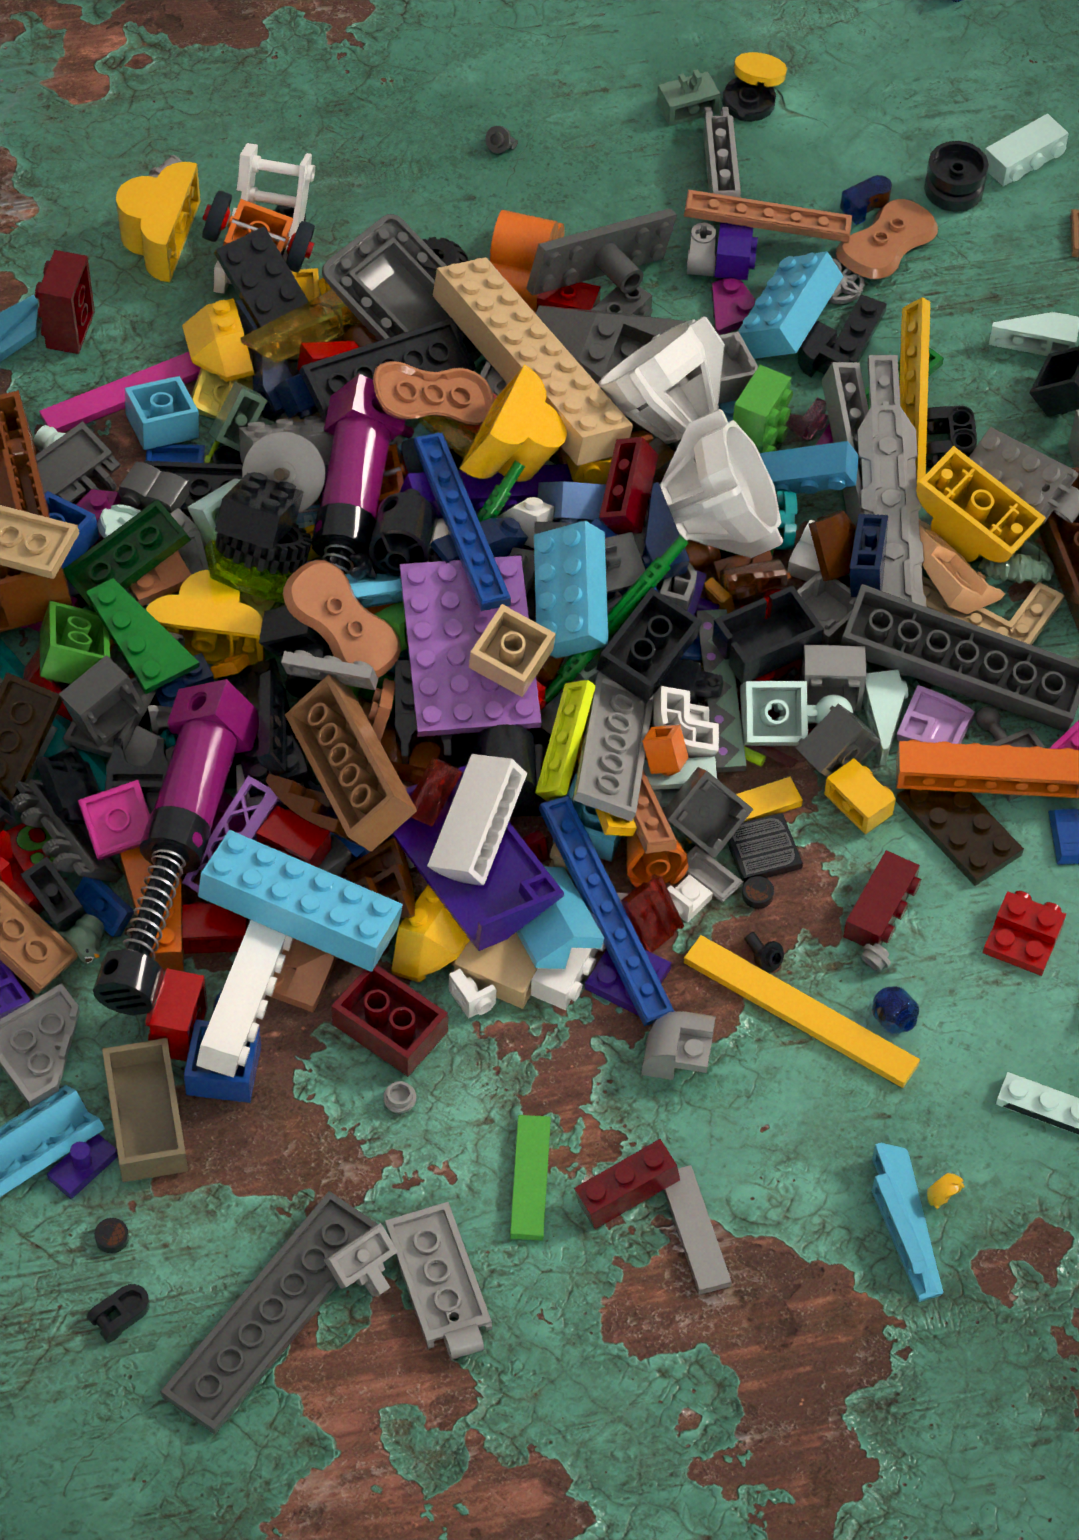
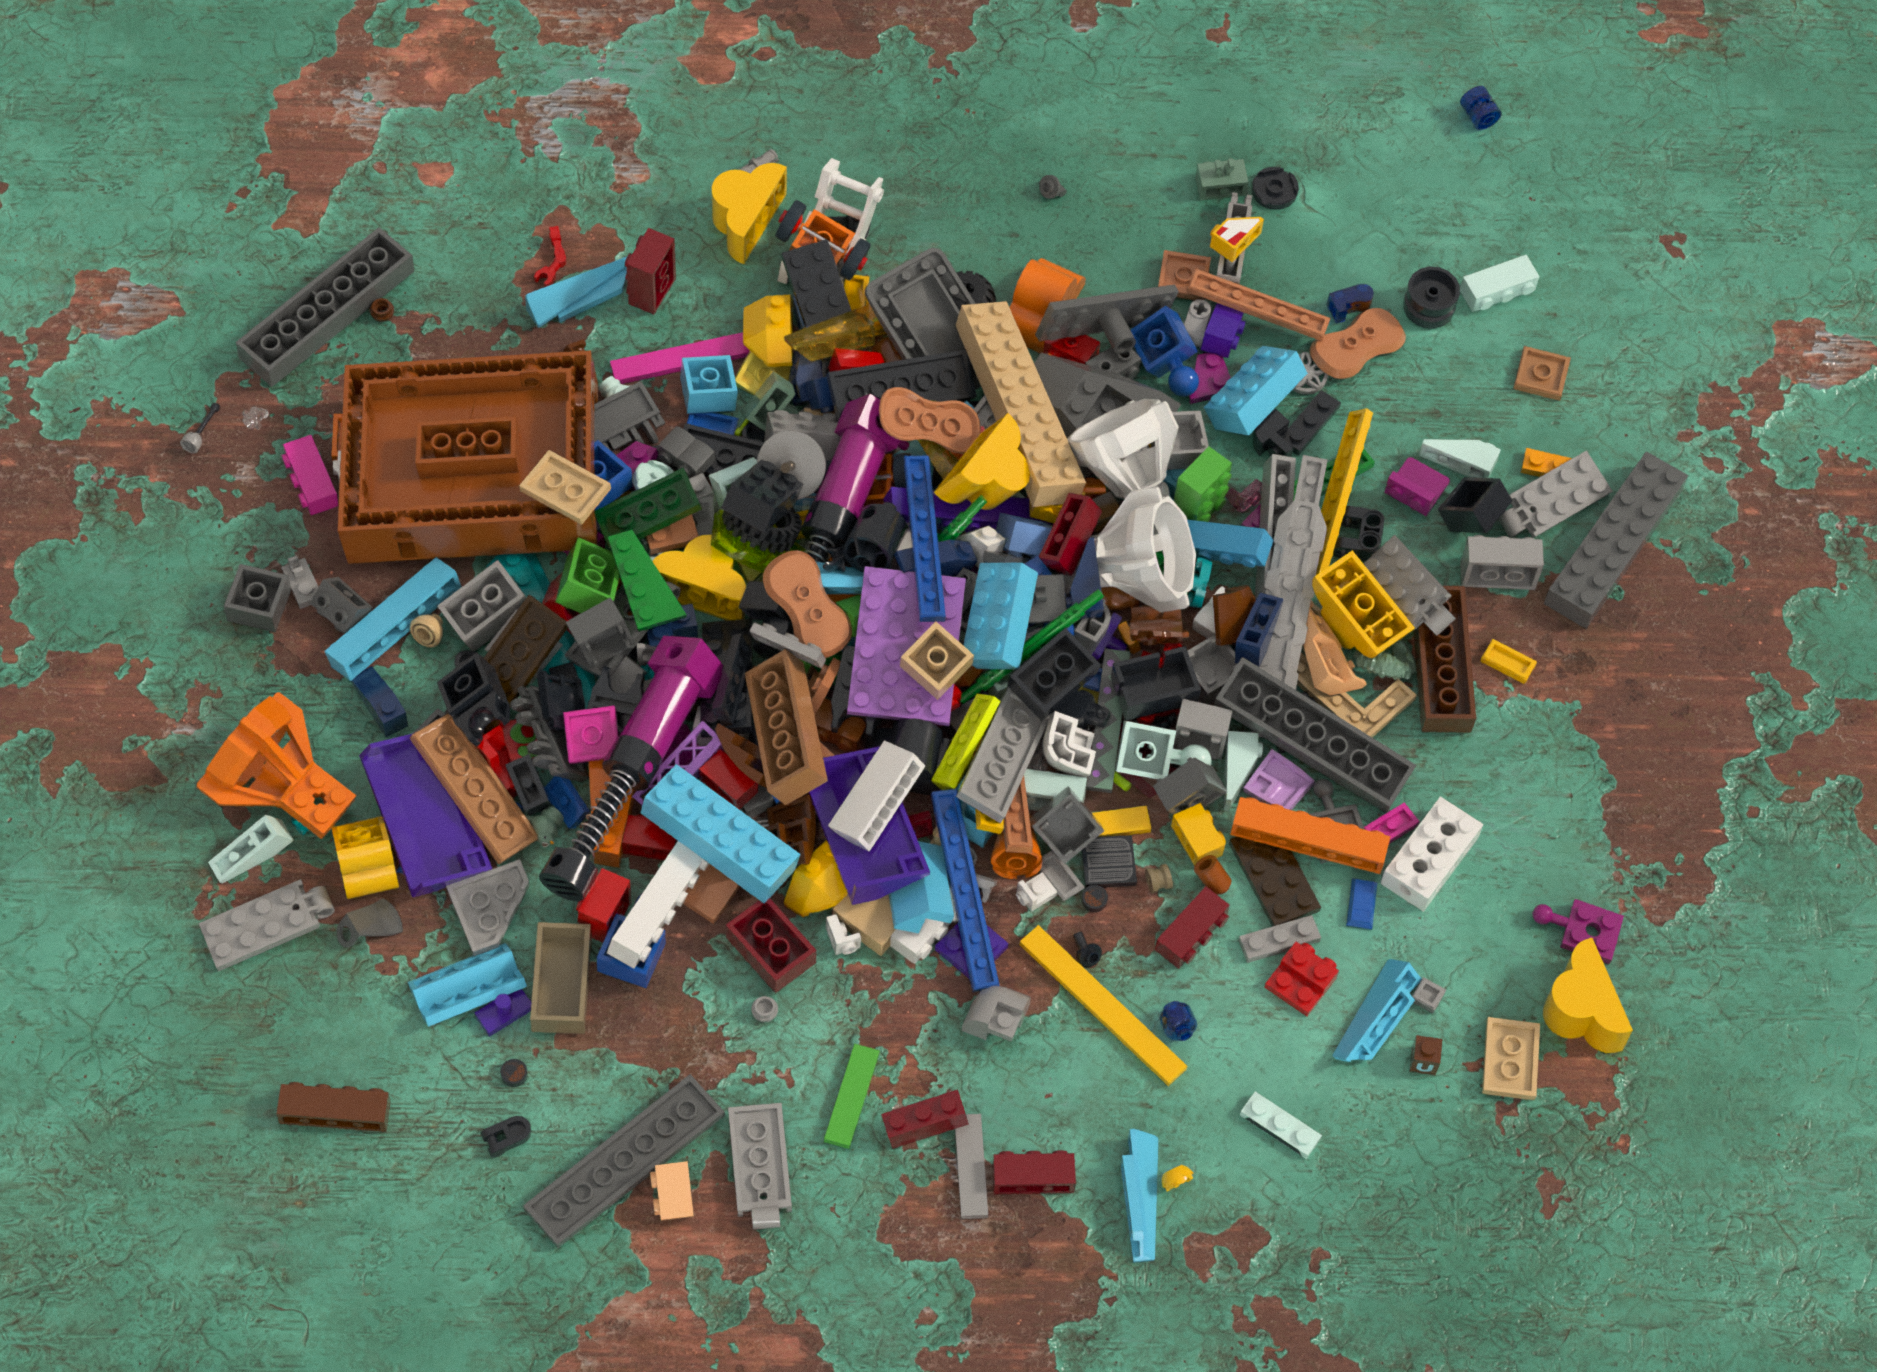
camera: 10 degrees right, 5 degrees up
(230, 665) = (713, 618): light orange tile -> none
(342, 1334) = (673, 1191): none -> light nougat brick
(363, 1261) = (703, 1136): light grey hinge -> none
(434, 790) = (847, 764): clear red plate -> none
(652, 913) = (1002, 900): clear red plate -> none
(665, 749) = (1045, 766): orange brick -> none
(673, 195) = (1179, 268): none -> nougat plate
(676, 278) = (1163, 346): none -> blue brick
(723, 146) = (1235, 235): none -> slope
(760, 67) = (1291, 163): yellow tile -> none
(773, 1220) = (1033, 1172): none -> dark red brick
(827, 854) = (1158, 878): none -> dark tan wheel
(876, 956) = (1175, 973): light grey plate -> none
(889, 835) = (1213, 874): none -> dark orange brick
(984, 894) = (1278, 938): none -> light grey plate
(997, 375) = (1416, 485): none -> magenta bracket

